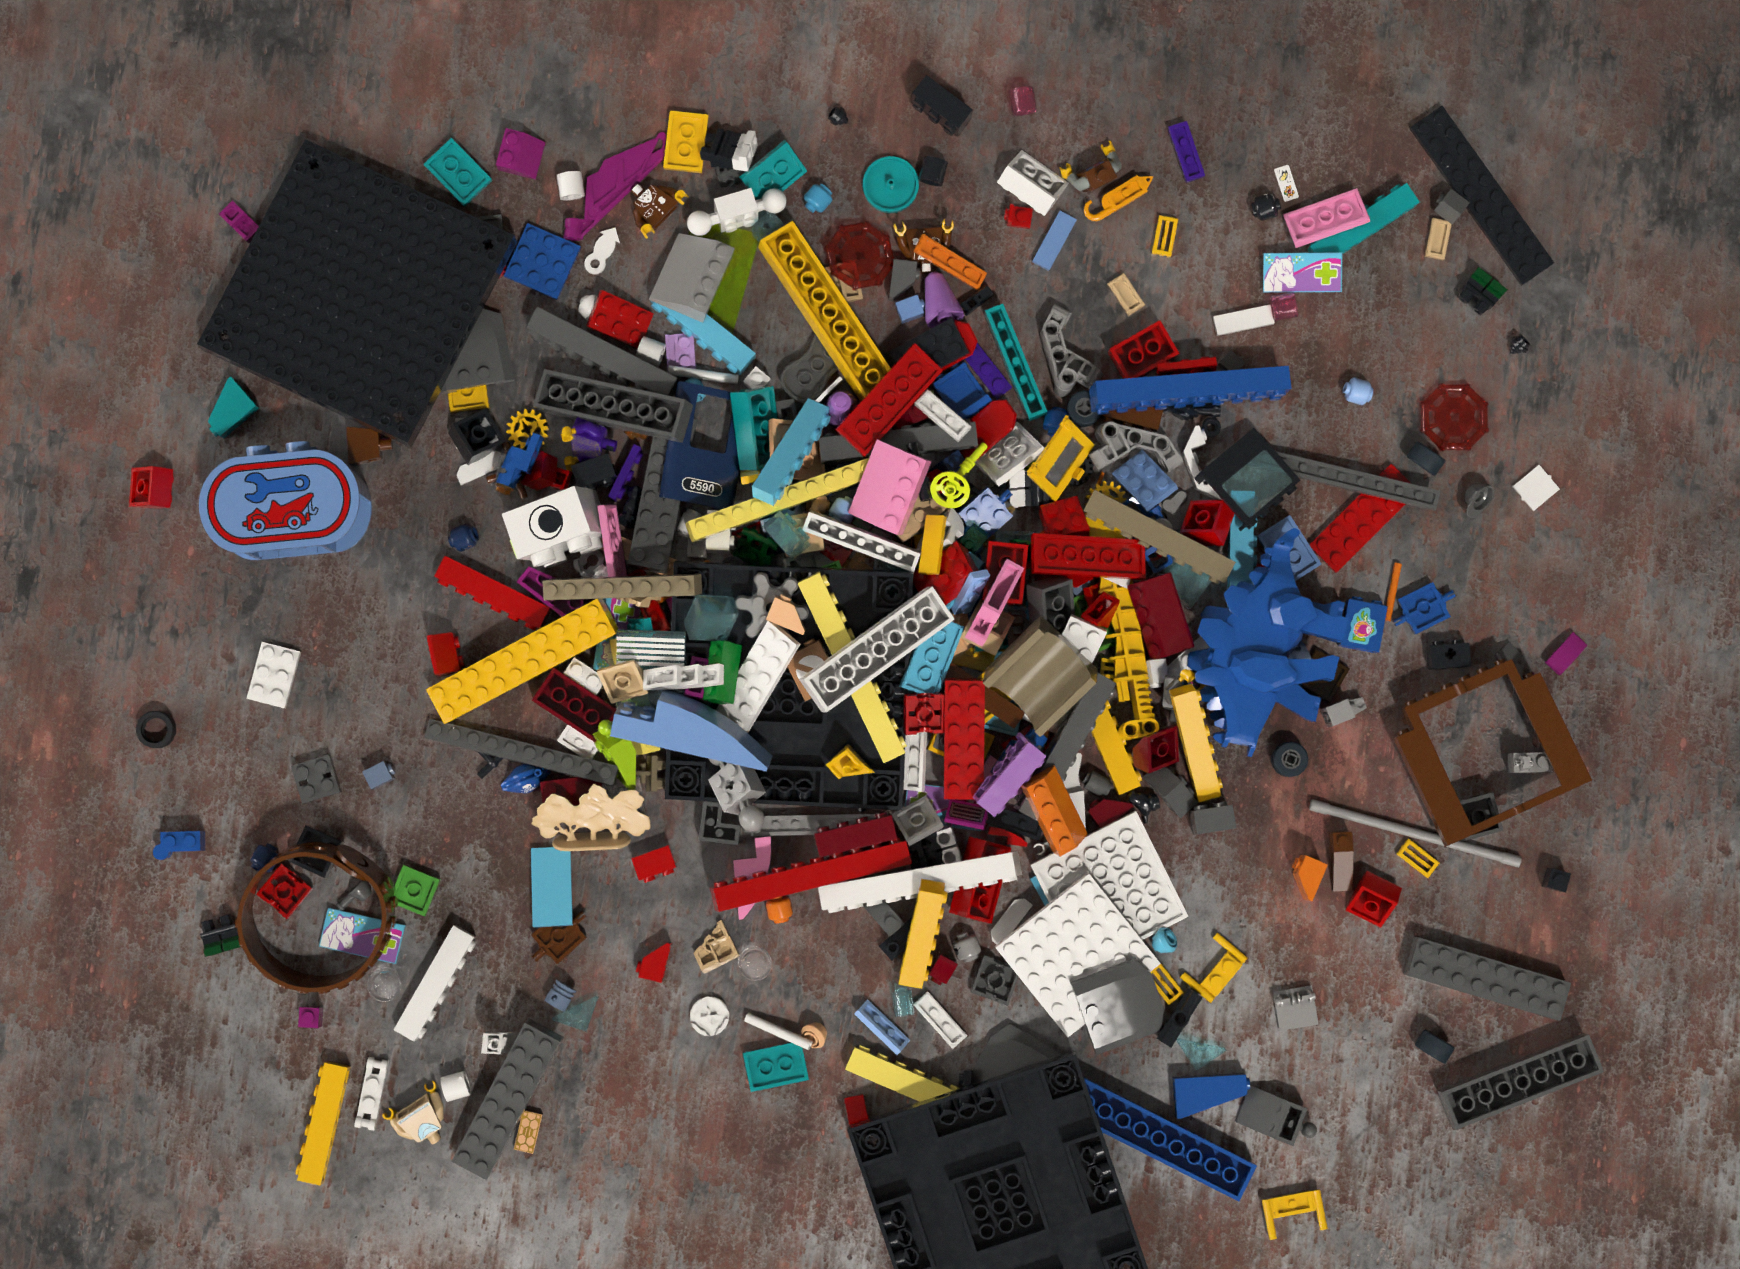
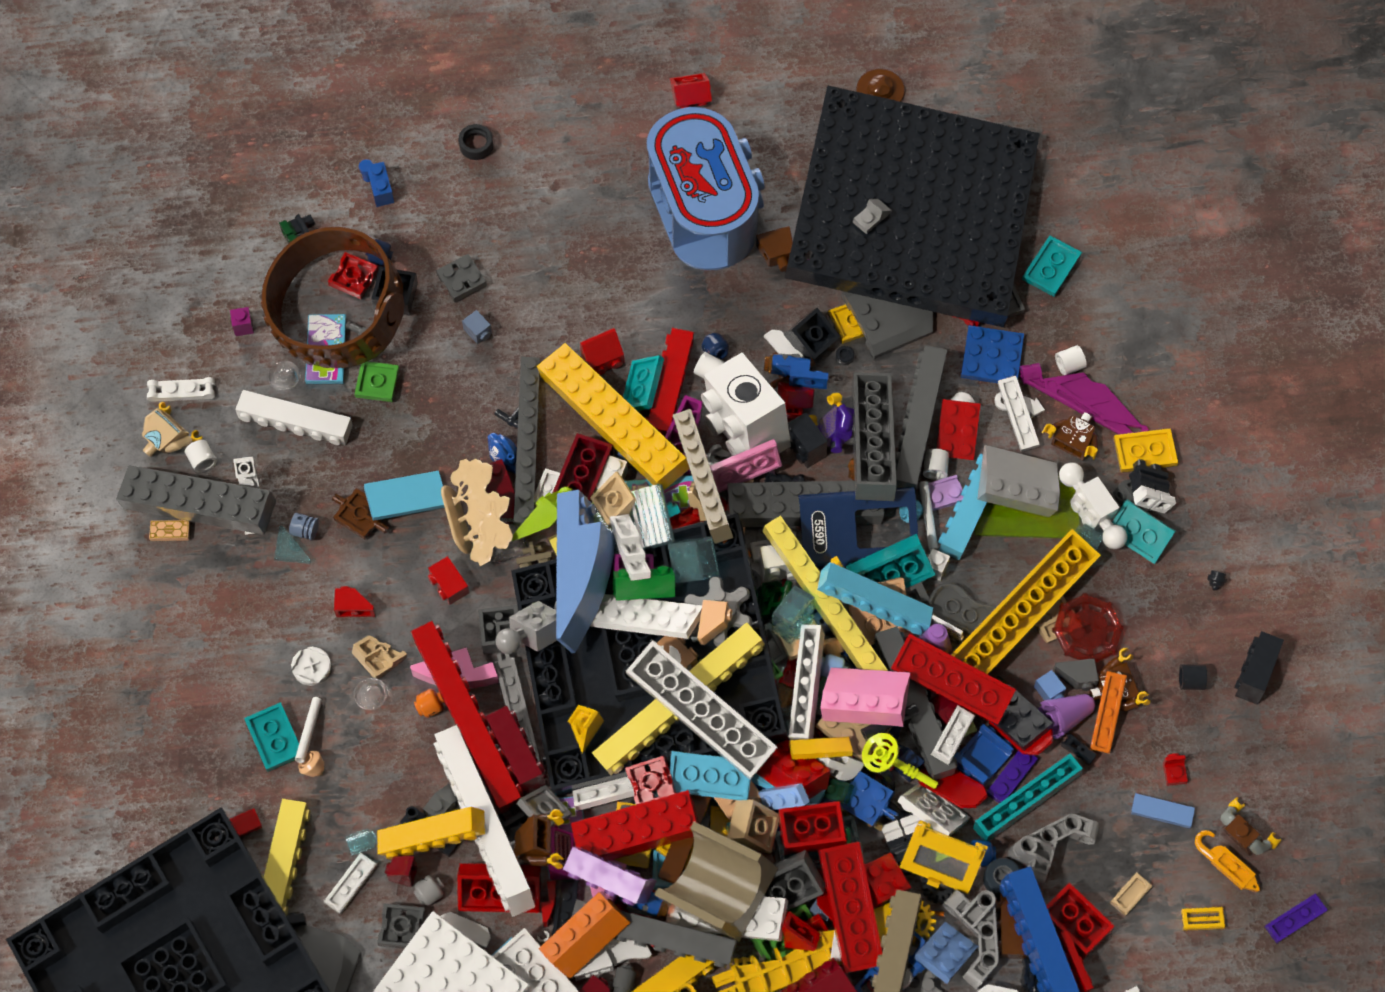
camera: 80 degrees right, 20 degrees down
(200, 288) = (881, 84): none -> reddish brown hat
(231, 409) = (779, 134): teal slope -> none
(239, 221) = (952, 101): magenta slope -> none
(273, 675) = (548, 224): white plate -> none
(323, 1123) = (146, 354): yellow brick -> none
(369, 340) = (871, 215): none -> light grey slope
(486, 549) = (706, 364): none -> white piece
(489, 621) = (643, 382): none -> teal plate
(504, 409) = (844, 355): none -> black tile
(520, 154) = (1085, 312): magenta slope -> none
(536, 425) = (834, 371): yellow gear -> none
(615, 254) = (1018, 413): none -> white plate
(626, 473) = (813, 469): dark purple plate -> none
(818, 198) = (1130, 578): dark azure head -> none
(882, 1027) = (332, 827): light blue plate -> none
(890, 184) = (1166, 643): teal piece -> none
(956, 837) = (534, 840): none -> reddish brown torso
(994, 602) = (778, 816): bright pink slope -> none
(1022, 101) = (1291, 745): clear pink piece -> none
(1032, 182) = (1213, 774): white slope -> none

